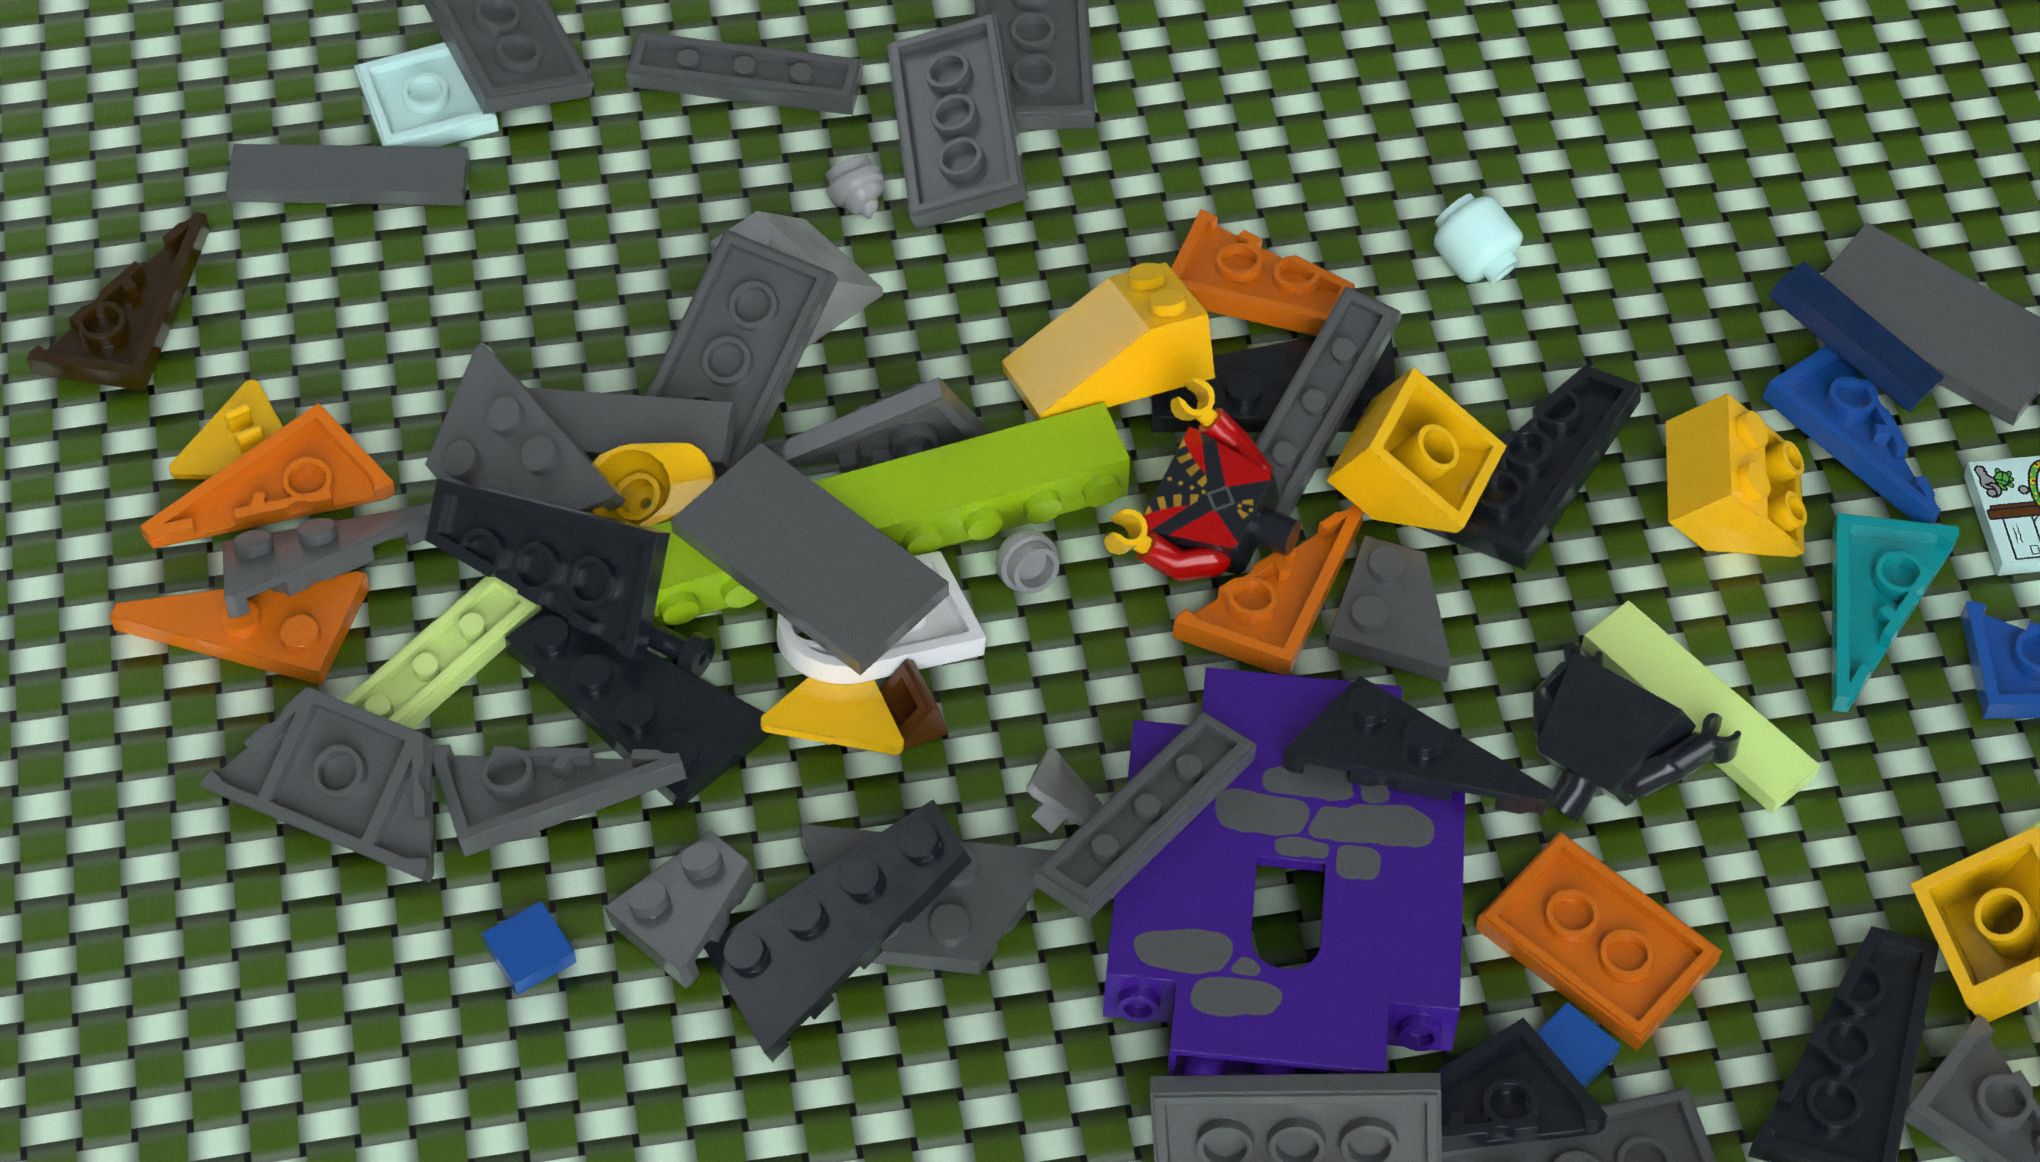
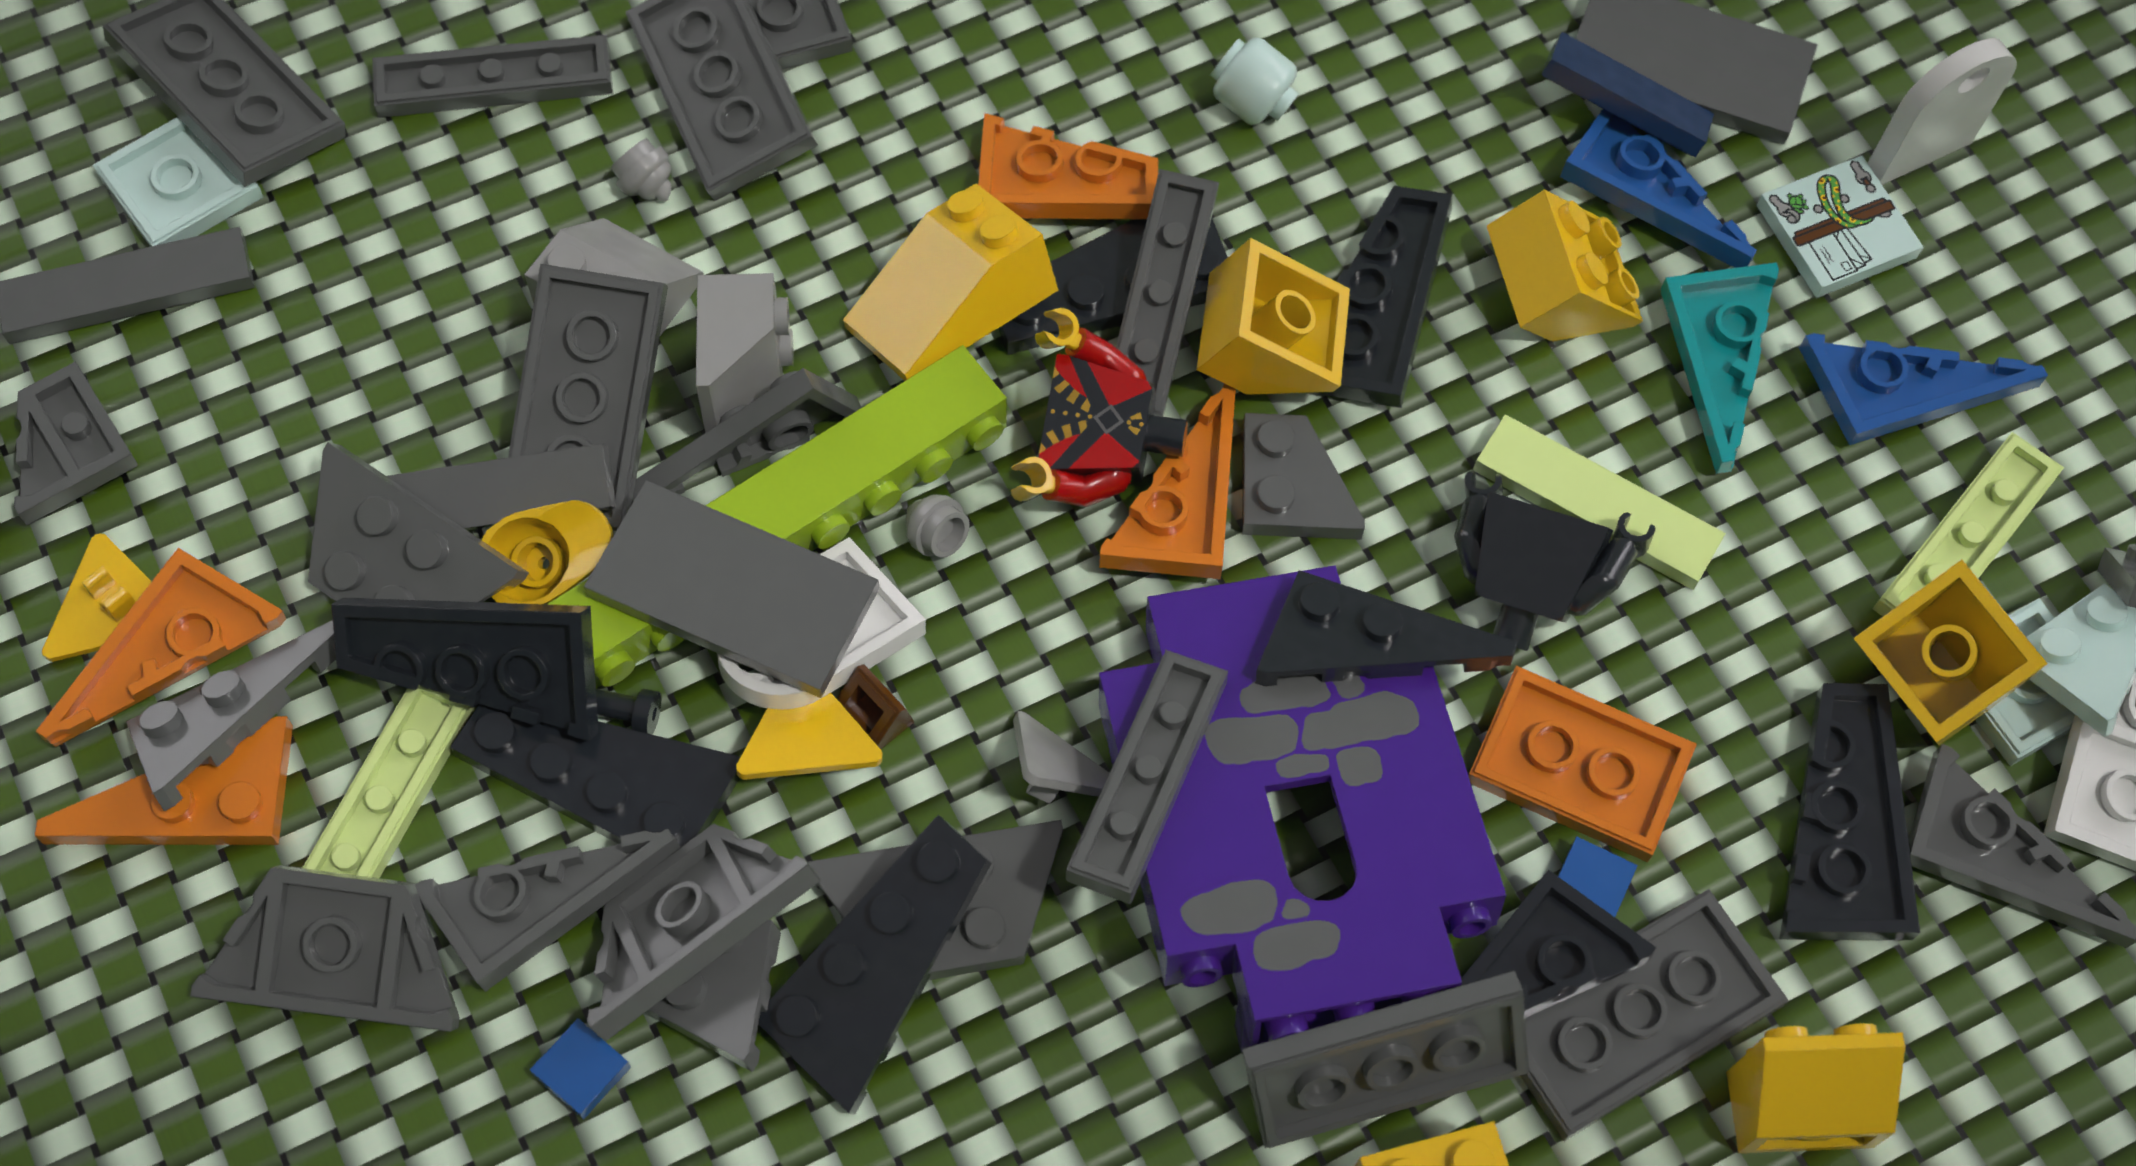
camera: 20 degrees left, 10 degrees up
(248, 294) = (64, 443): none -> dark grey wing
(669, 832) = (687, 918): none -> dark grey wing
(888, 342) = (739, 341): none -> light grey slope

